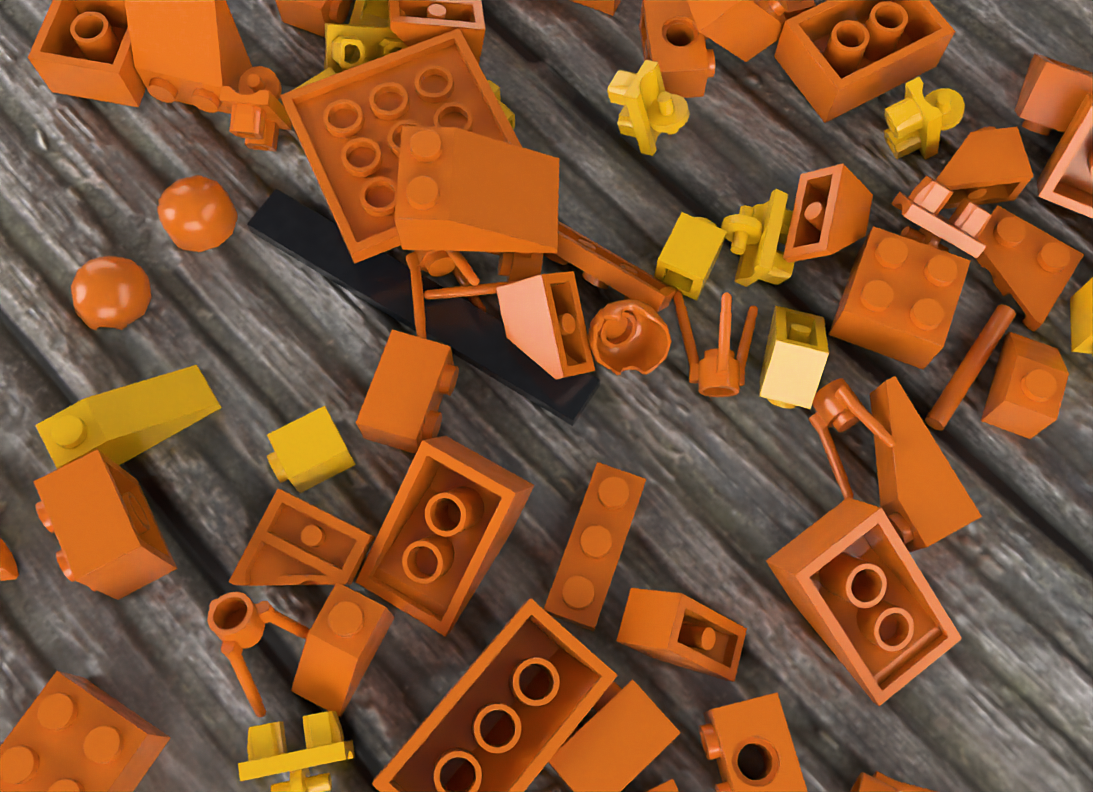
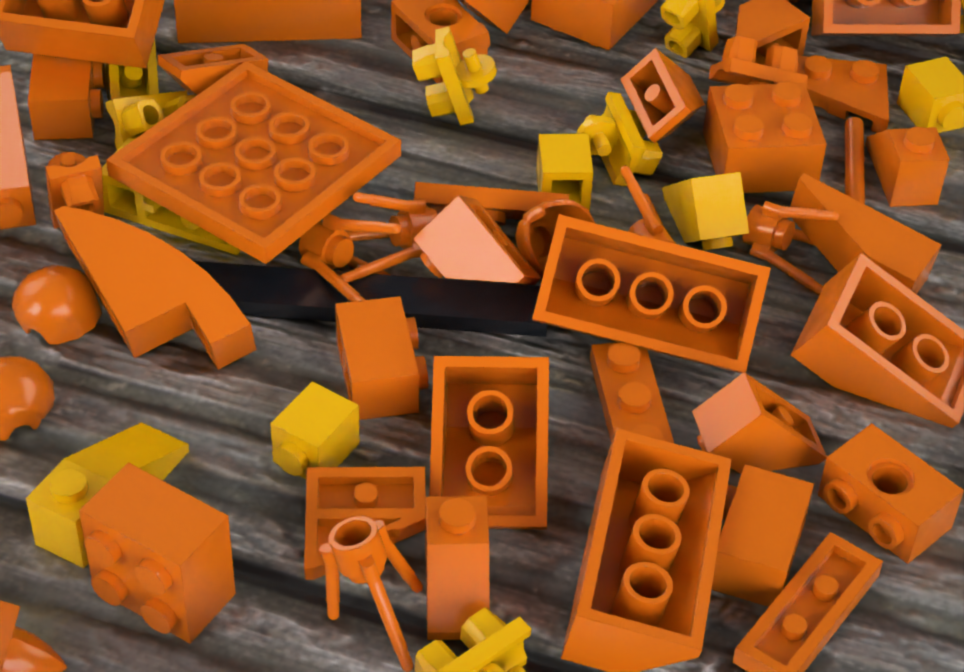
camera: 30 degrees left, 25 degrees down
(259, 241) = (154, 288): none -> orange slope
(474, 193) = (352, 159): orange slope -> none
(672, 443) = (651, 294): none -> orange slope

